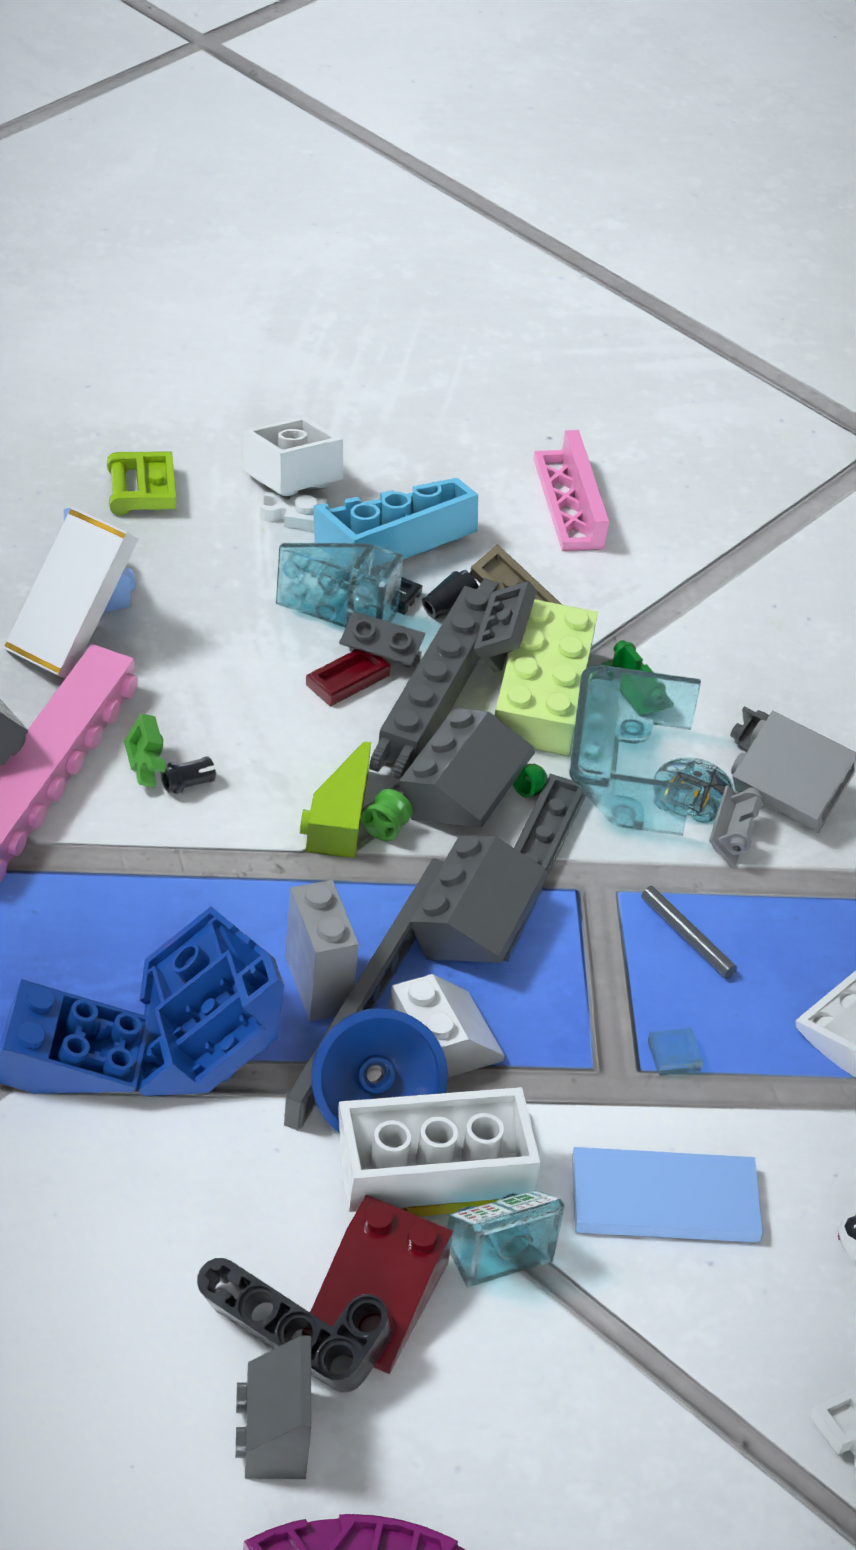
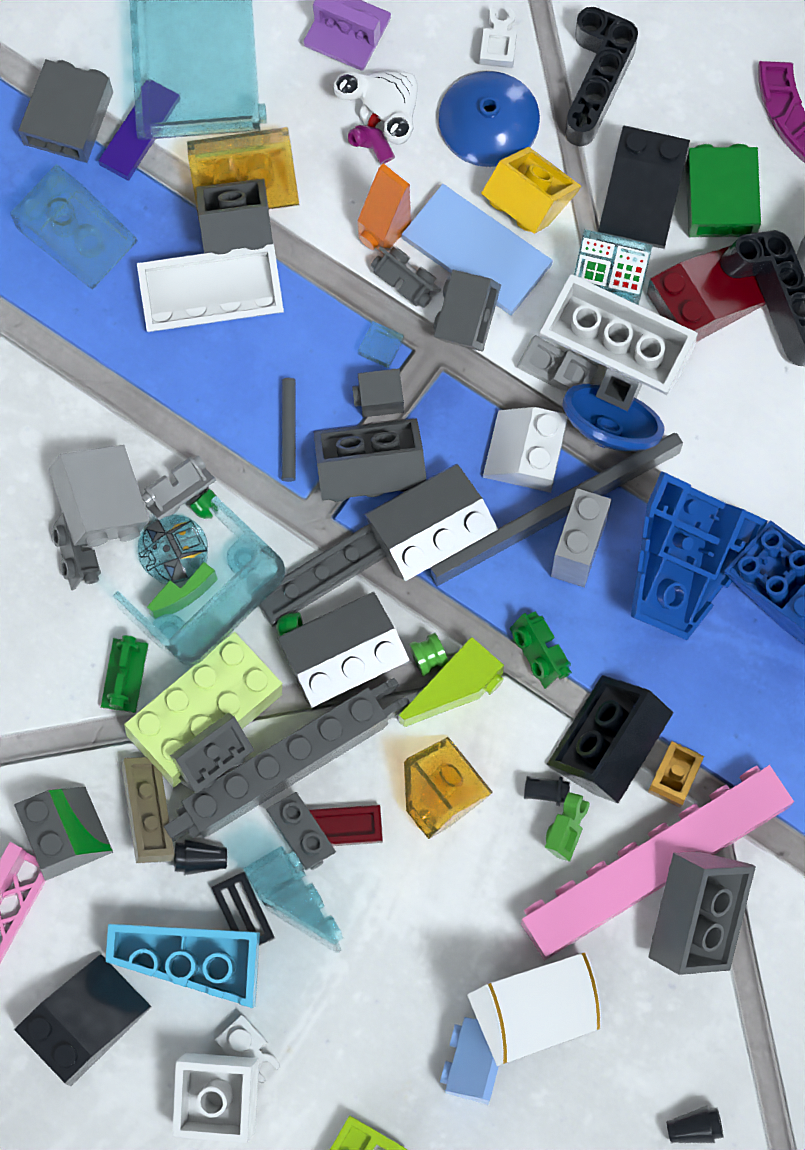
camera: 135 degrees left, 30 degrees up
(71, 825) = (676, 774): none -> pearl gold slope
(158, 833) = (610, 738): none -> black slope
(272, 864) = (546, 663): none -> green hinge
(286, 728) = (441, 787): none -> clear yellow slope
(443, 449) = (82, 1019): none -> black slope
(450, 1407) = (723, 191): none -> green brick
(548, 1365) = (644, 186): none -> black slope
(578, 553) = (63, 830): none -> dark grey slope
(589, 937) = (369, 459): none -> dark grey slope
(617, 1103) = (466, 310): none -> dark grey brick
(632, 997) = (379, 393): none -> dark grey brick
(652, 746) = (173, 599): none -> bright green slope
(666, 1282) = (529, 189): none -> yellow slope
(698, 829) = (202, 505): none -> green hinge
(705, 1450) = (597, 80): none -> black beam
(712, 1125) = (416, 282): none -> dark grey hinge
(777, 1364) = (486, 136): none -> blue dish
(788, 1142) = (385, 210): none -> orange slope

